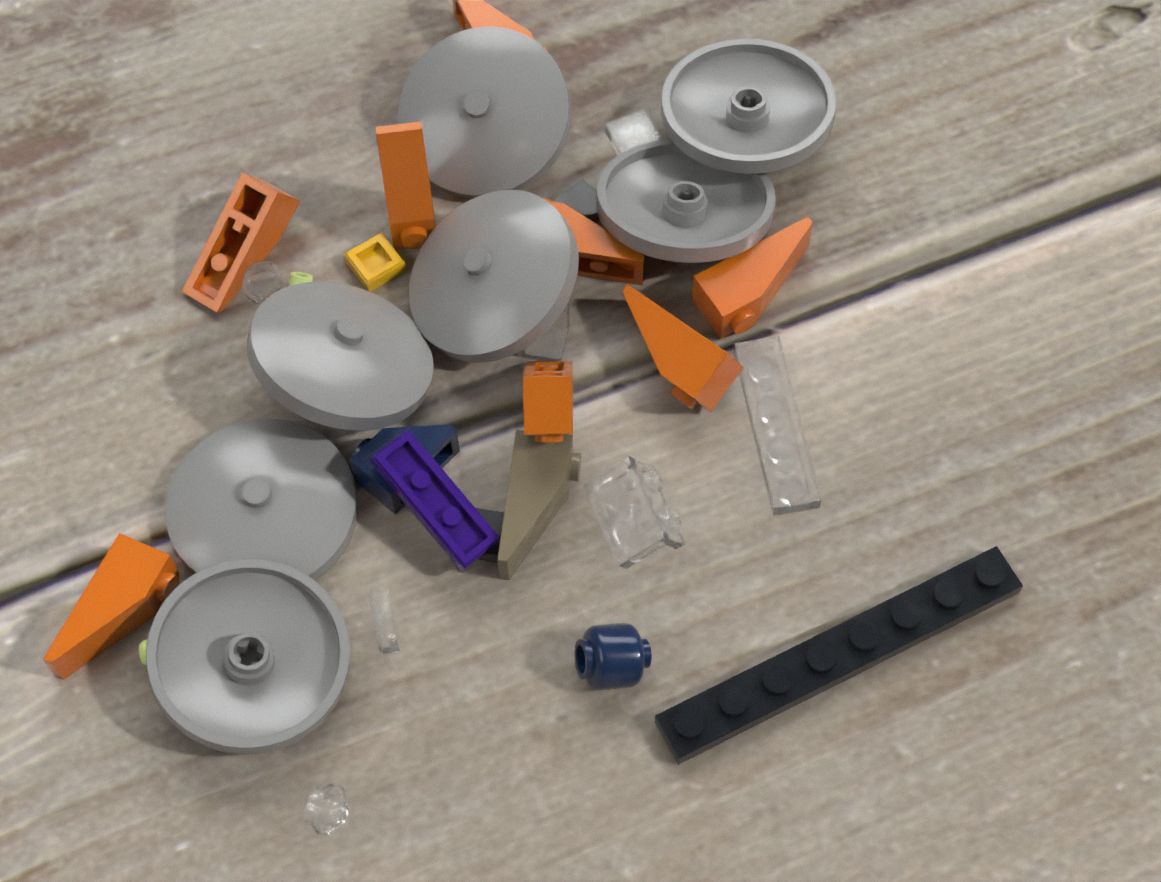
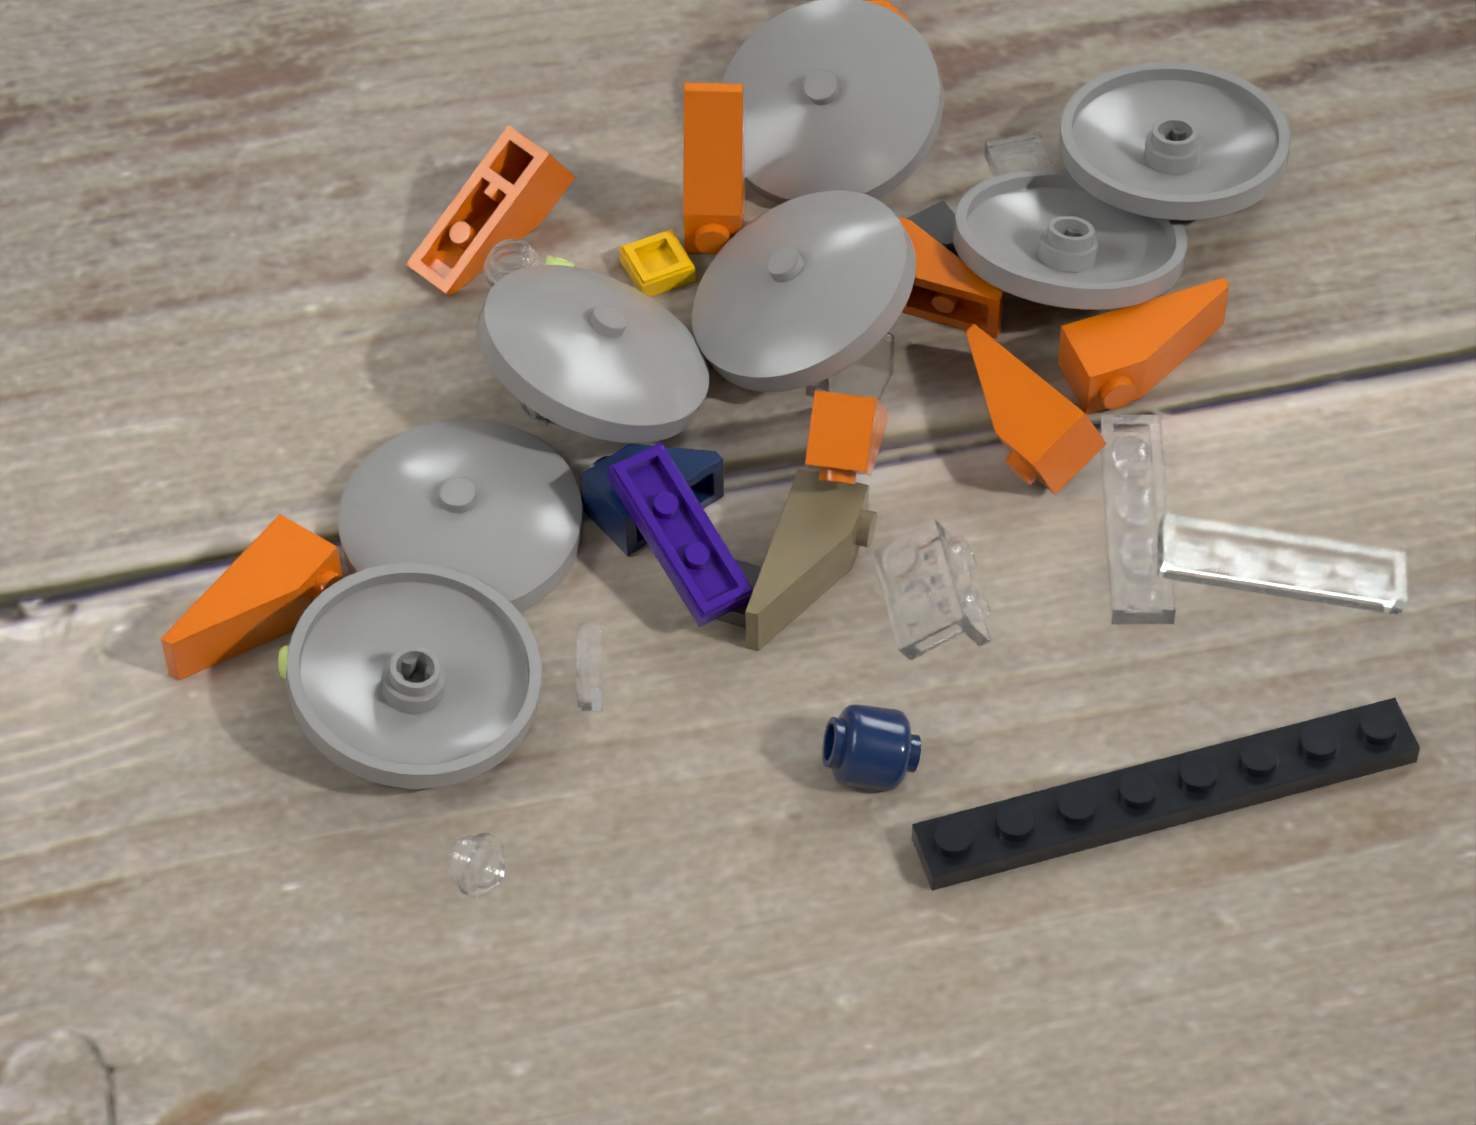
camera: 10 degrees right, 10 degrees down
(893, 450) = (1281, 564): none -> clear plate

